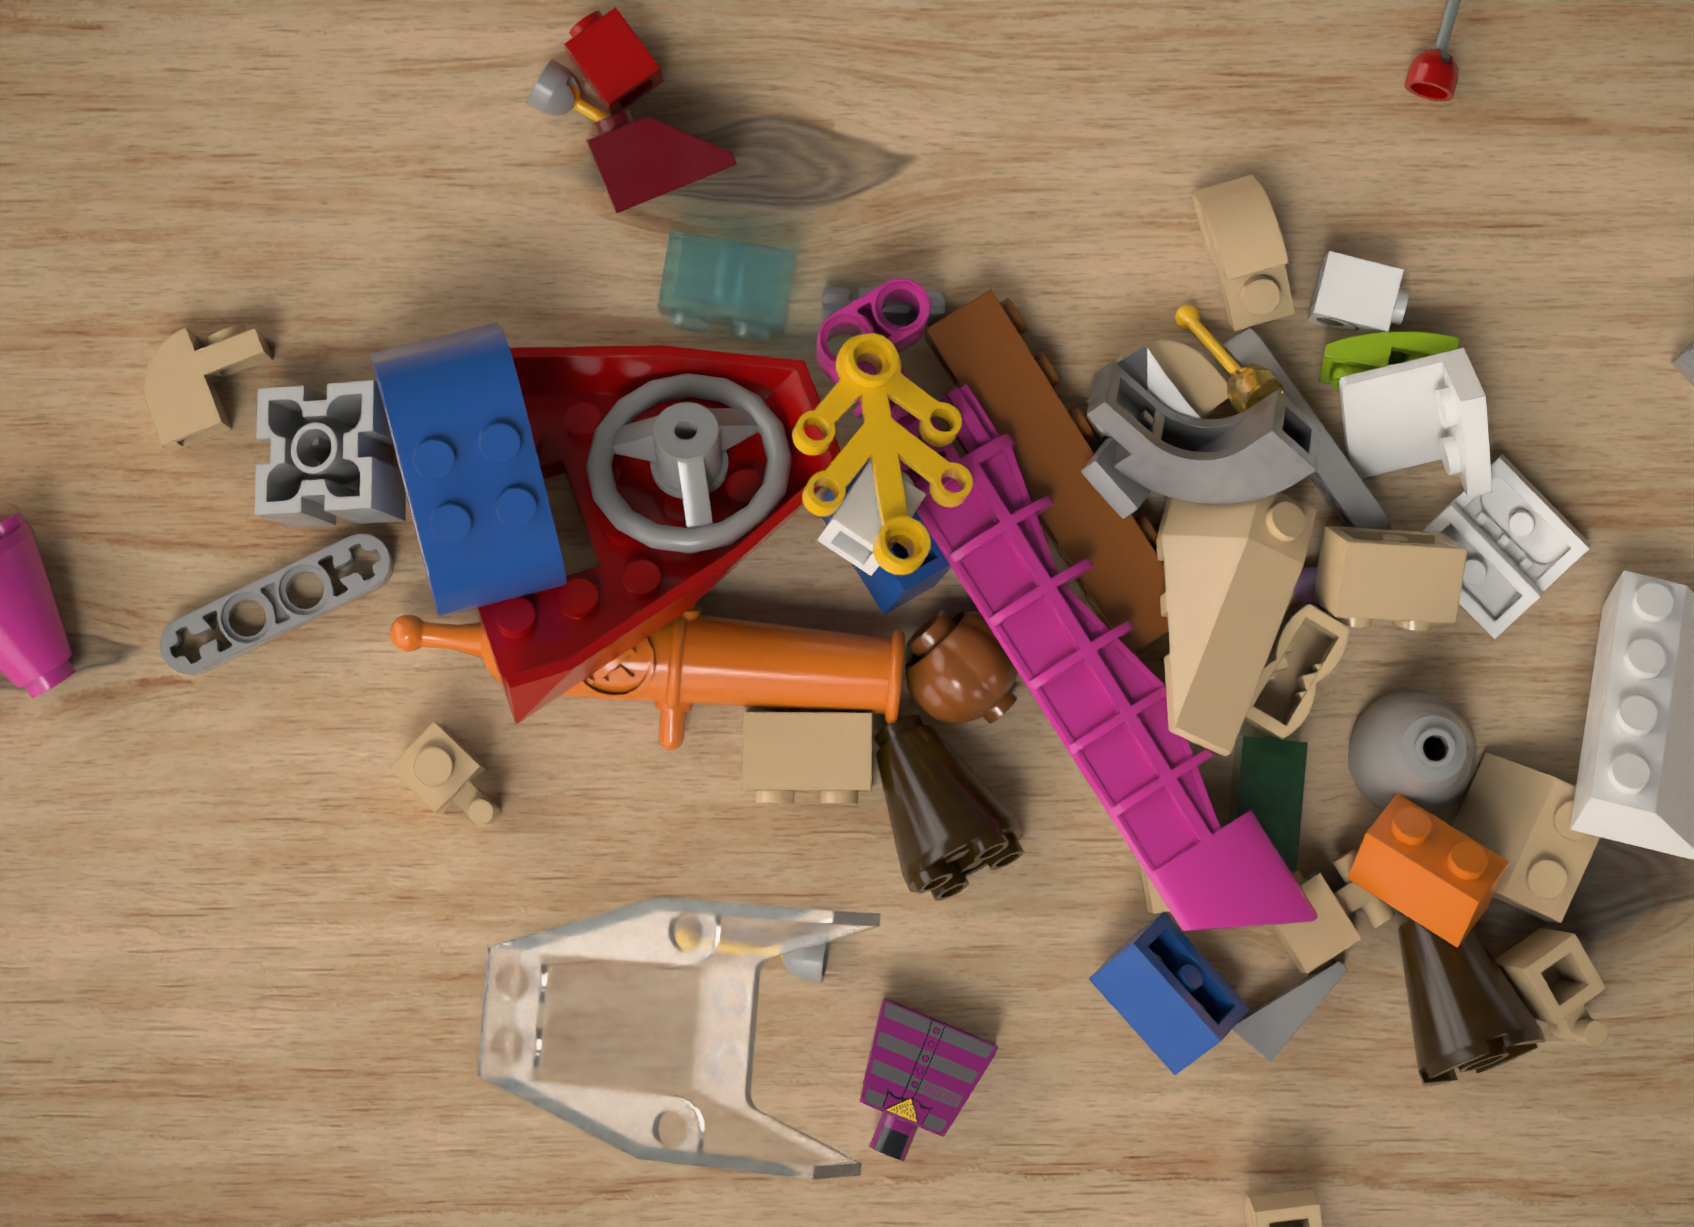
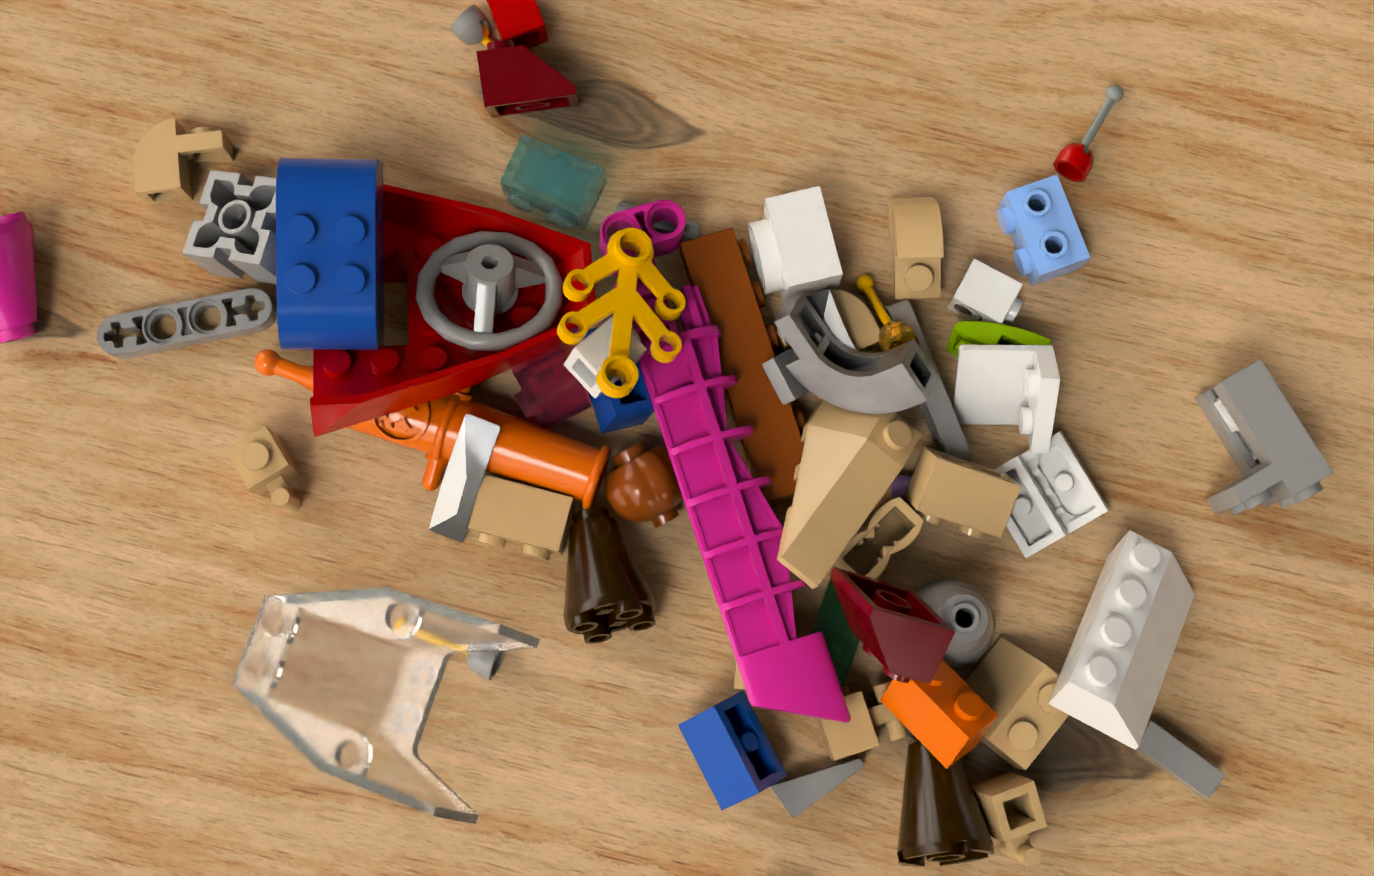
camera: 15 degrees right, 5 degrees down
(718, 723) = (463, 477): none -> sticker
(799, 573) = (549, 389): none -> clear pink brick
(919, 1075) = (539, 763): torso -> none
(1084, 297) = (795, 245): none -> white piece
(1344, 780) = (893, 625): none -> dark red slope
(1411, 185) = (1042, 230): none -> light blue brick

